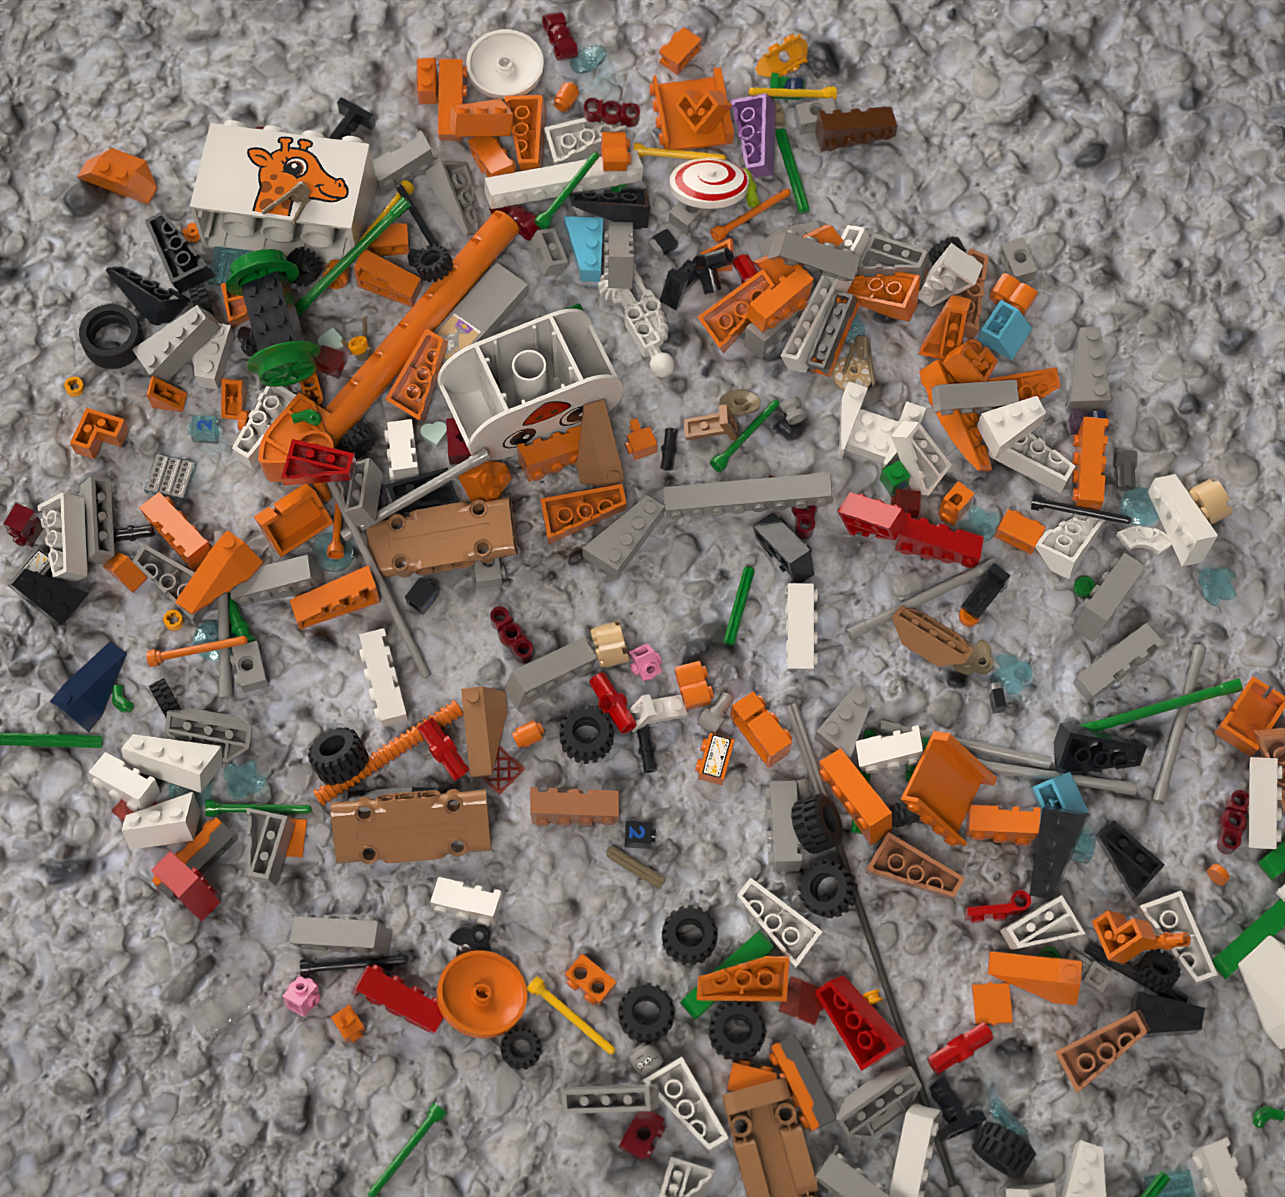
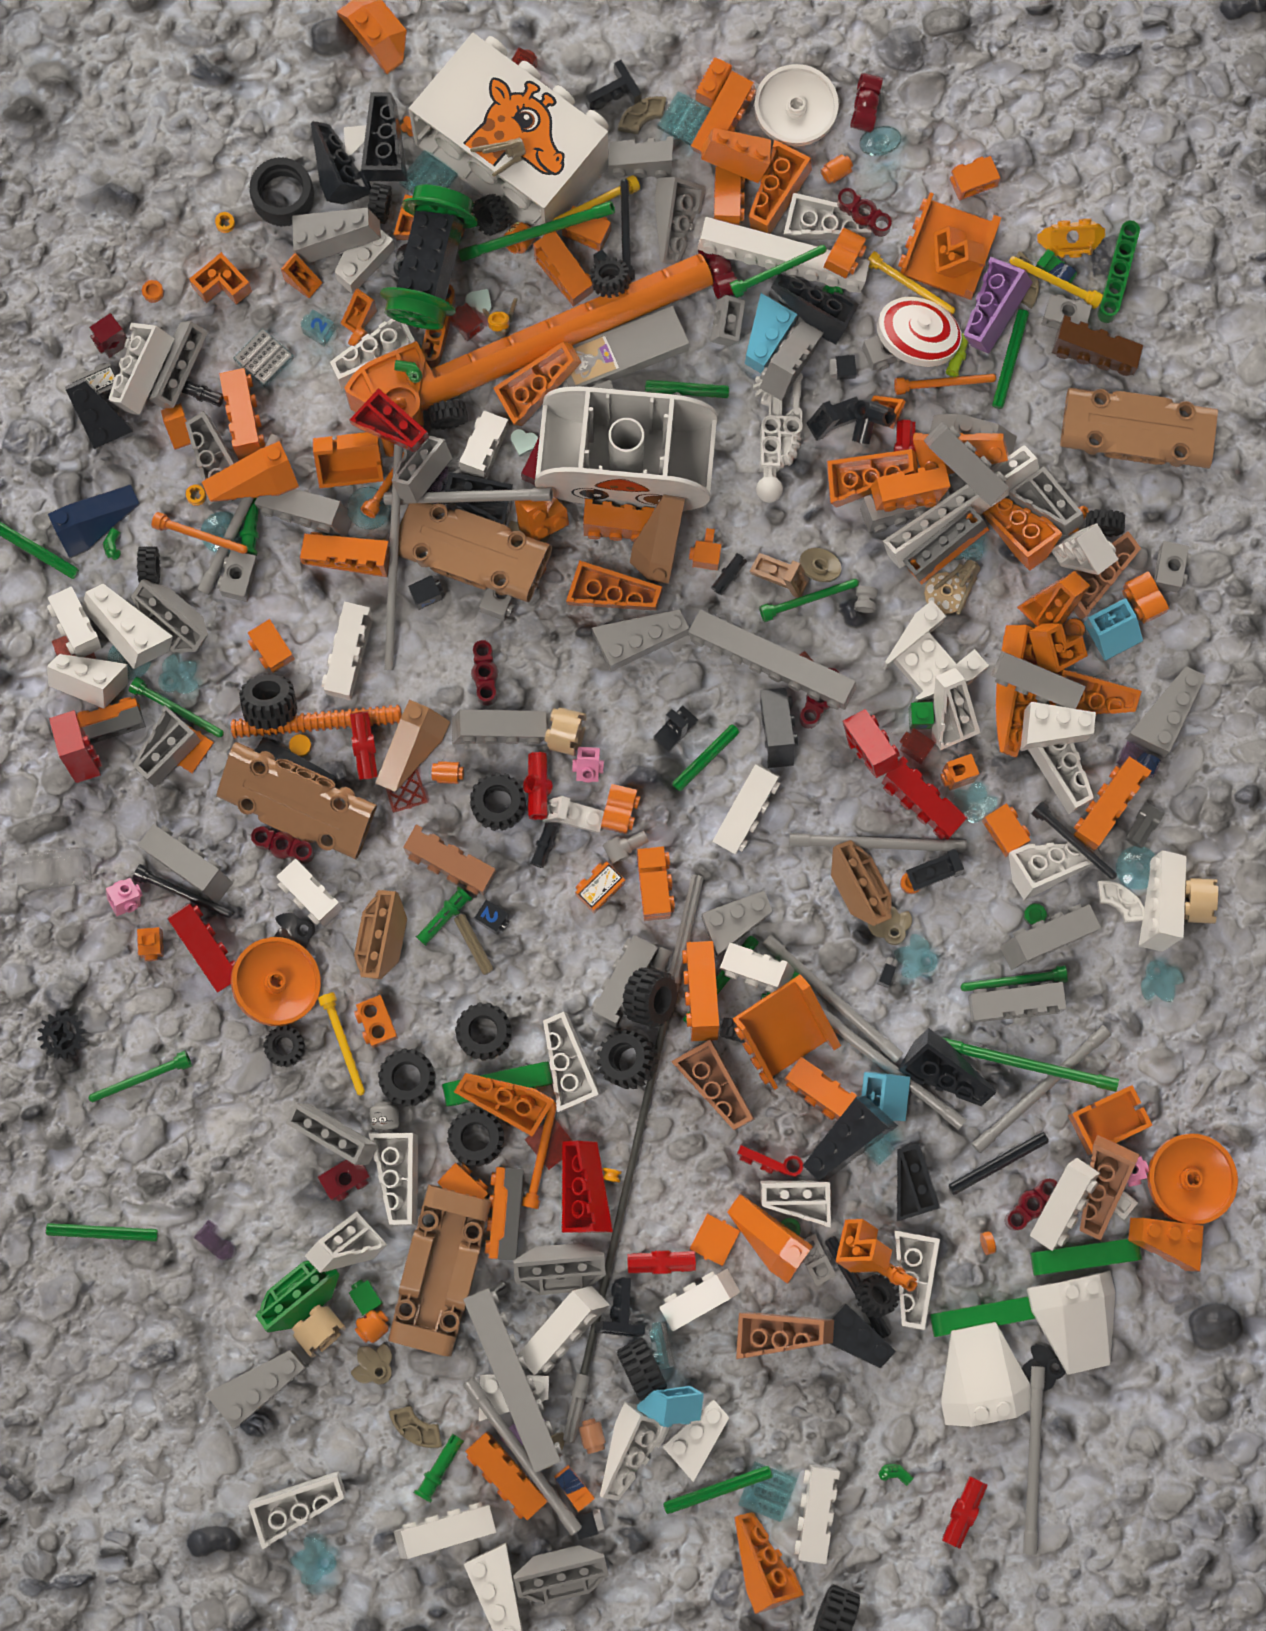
camera: 30 degrees right, 10 degrees up
(41, 473) = (152, 291): none -> orange tile
(149, 266) = (354, 138): none -> white sticker
(312, 711) = (270, 645): none -> orange brick
(324, 1148) = (60, 1043): none -> black gear
(381, 131) = (641, 113): none -> dark tan tile
(385, 780) = (300, 745): none -> light orange tile
(408, 873) = (274, 838): none -> dark red piece
(417, 117) = (683, 118): none -> clear light blue tile
(550, 902) = (380, 935): none -> medium nougat wedge
(596, 845) = (449, 905): none -> green pin
(699, 595) = (675, 728): none -> black bracket
(816, 1058) = (531, 1199): none -> orange piece
(828, 38) = (1120, 262): none -> green beam
(925, 171) = (1139, 428): none -> medium nougat panel
(1012, 1061) = (699, 1299): none -> white wedge
(1051, 1165) = (673, 1406): none -> medium azure slope
(1134, 622) = (1058, 975): none -> green piece
(1184, 804) = (998, 1163): none -> black axle

